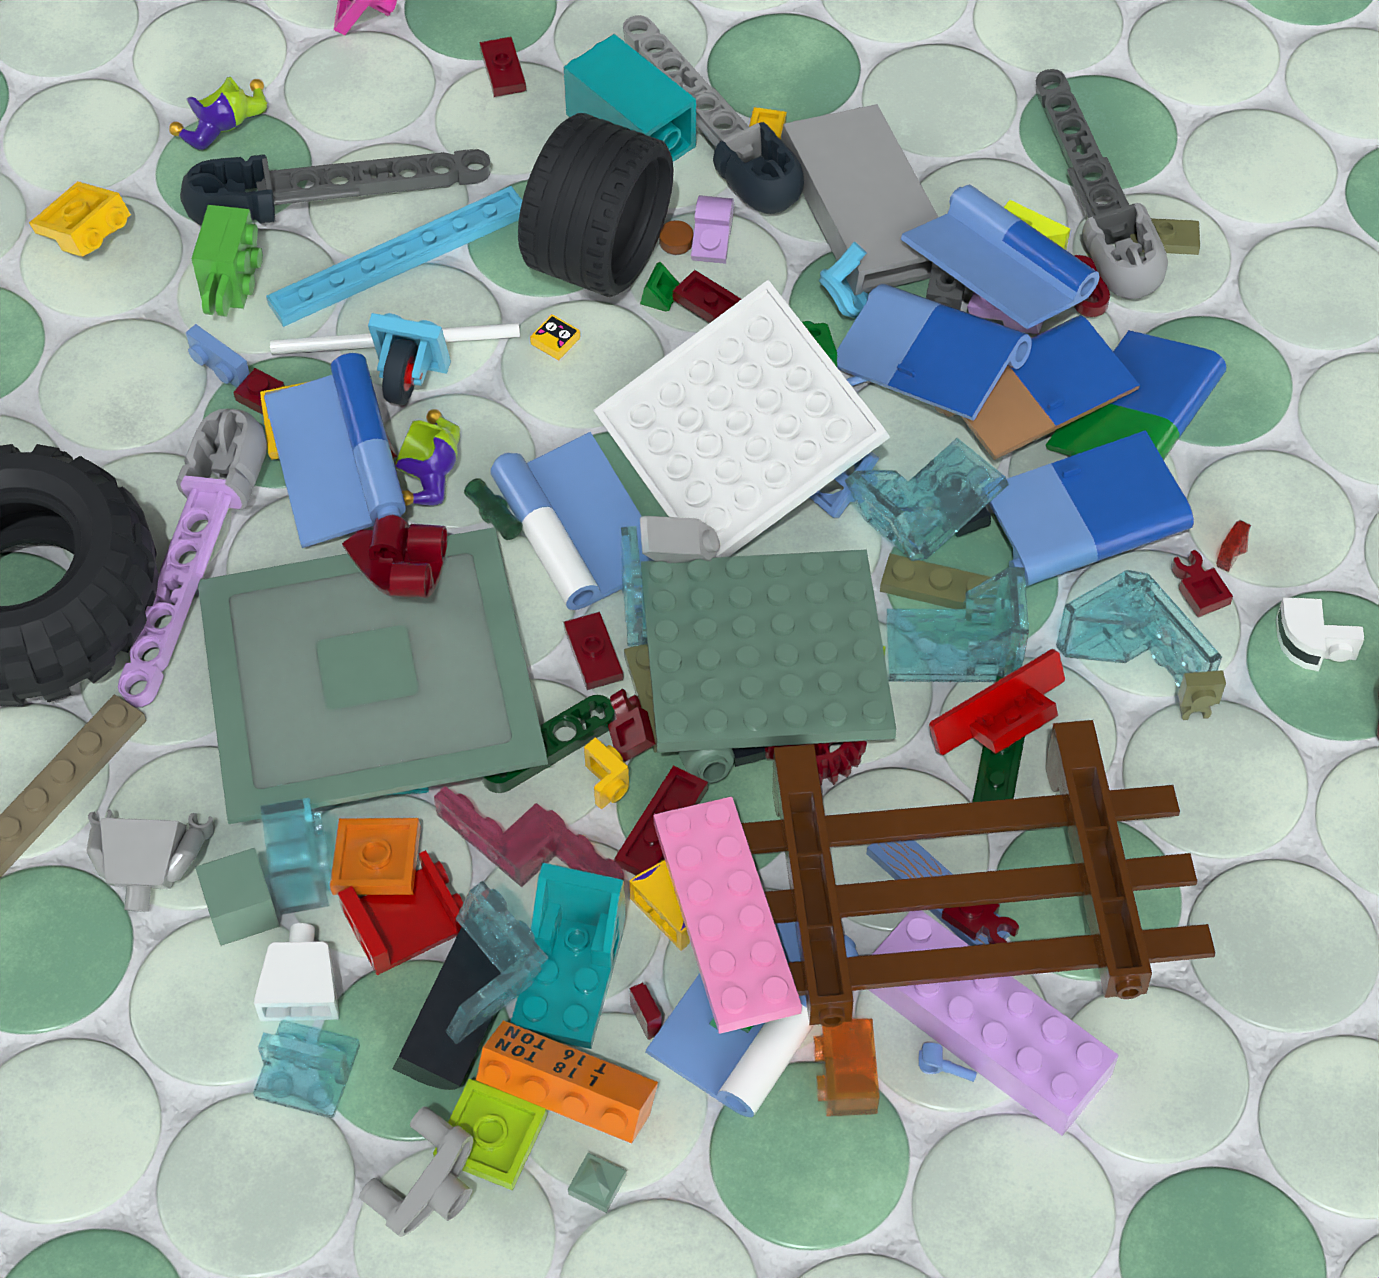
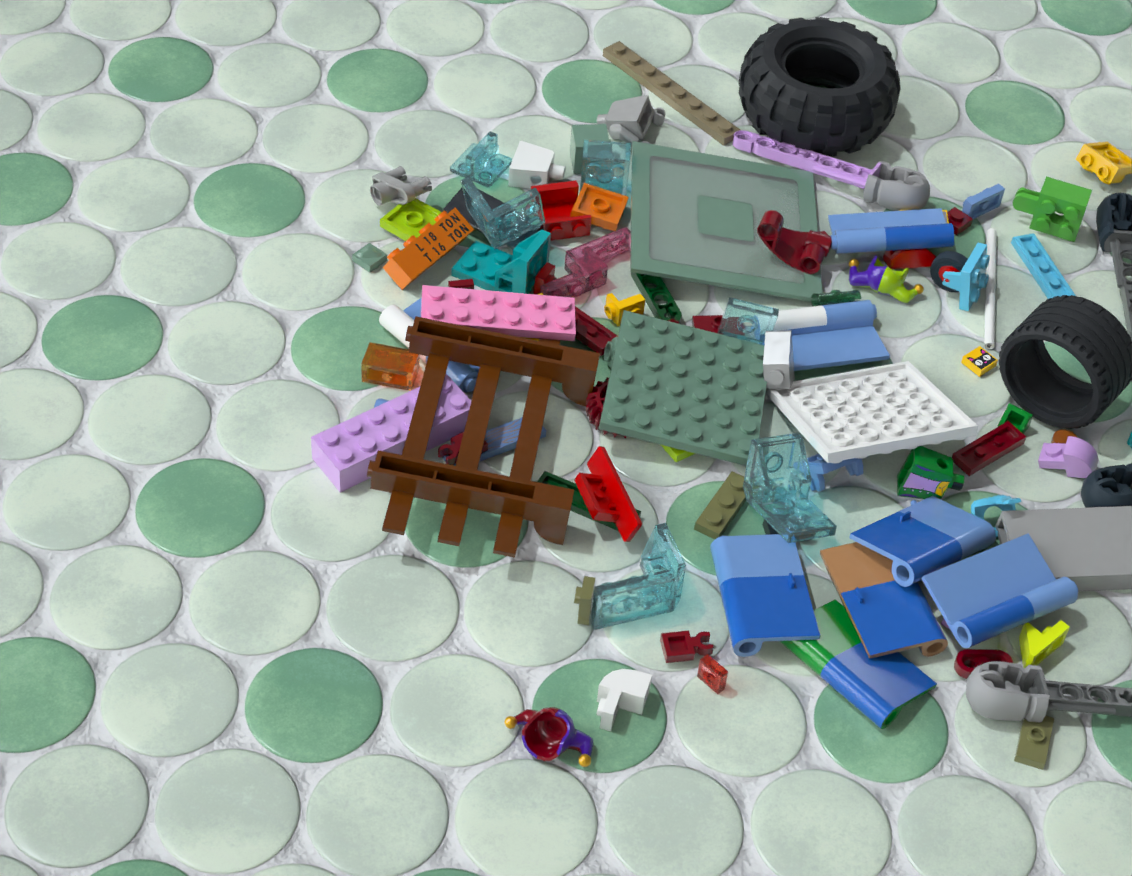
camera: 100 degrees right, 10 degrees down
(965, 643) = (674, 495): clear light blue bracket -> none

